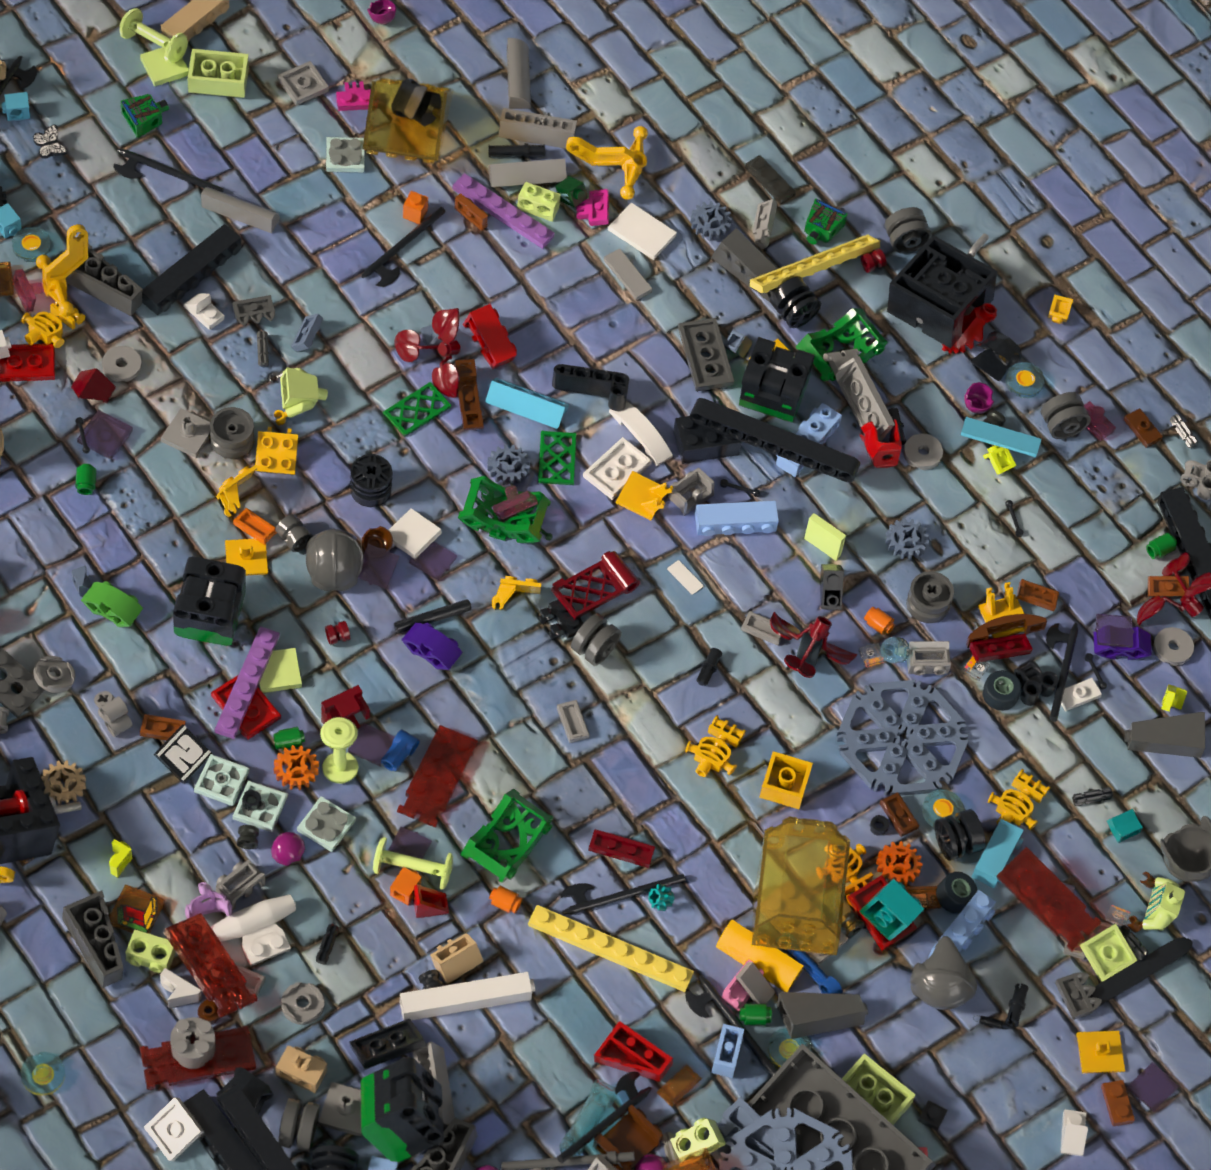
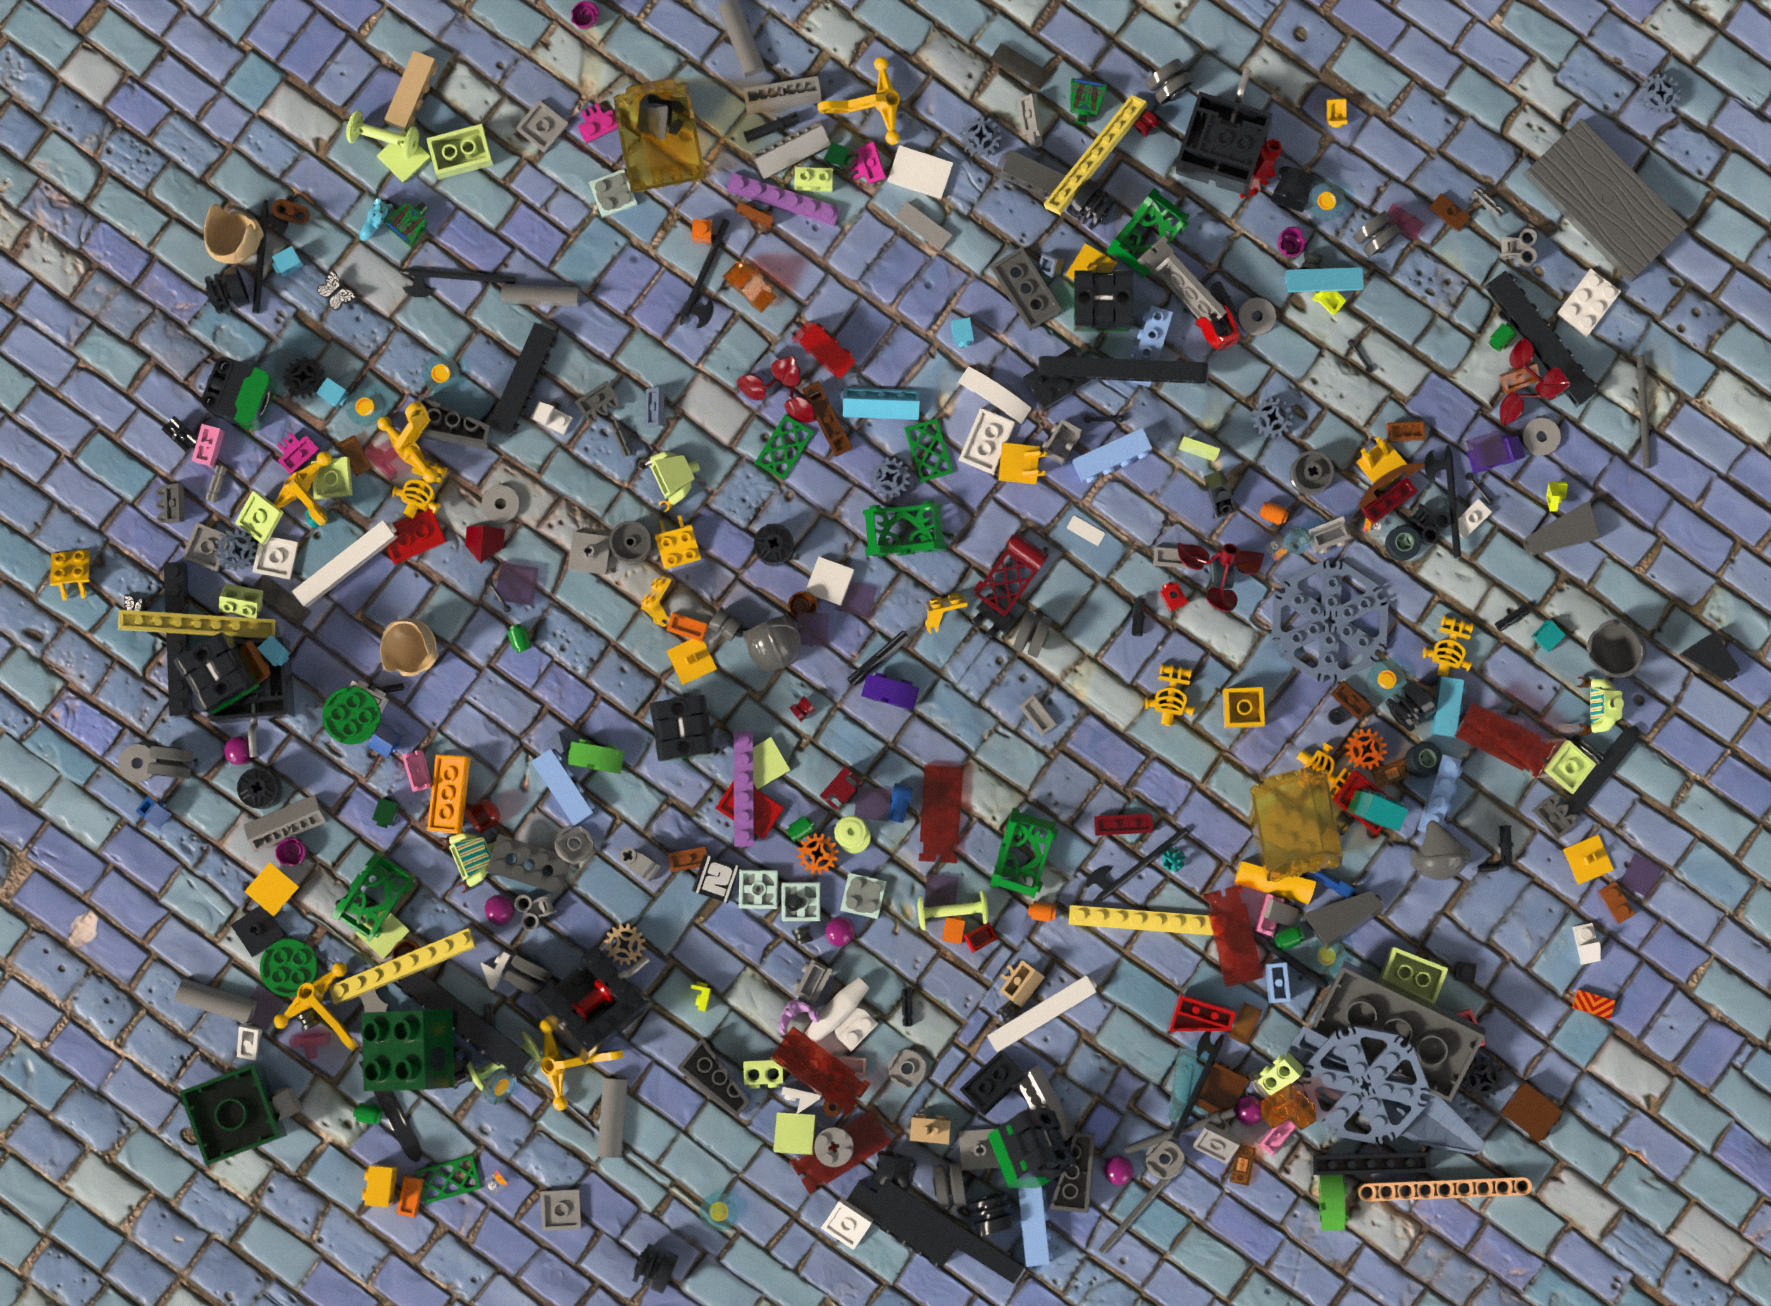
camera: 15 degrees left, 25 degrees up
(40, 71) = (291, 212): none -> reddish brown plate
(67, 620) = (562, 786): none -> light blue brick
(113, 99) = (375, 217): none -> medium azure animal
(116, 241) = (440, 373): none -> clear light blue tile
(136, 910) = (735, 1038): tile -> none
(156, 1021) = (794, 1133): none -> yellowish green tile
(443, 263) = (750, 285): none -> clear orange brick
(514, 503) = (910, 521): clear pink tile -> none
(593, 382) = (933, 365): black beam -> none
(631, 366) = (962, 332): none -> medium azure brick
(697, 992) = (1233, 937): none -> clear red hinge
(751, 660) = (1173, 604): none -> red brick

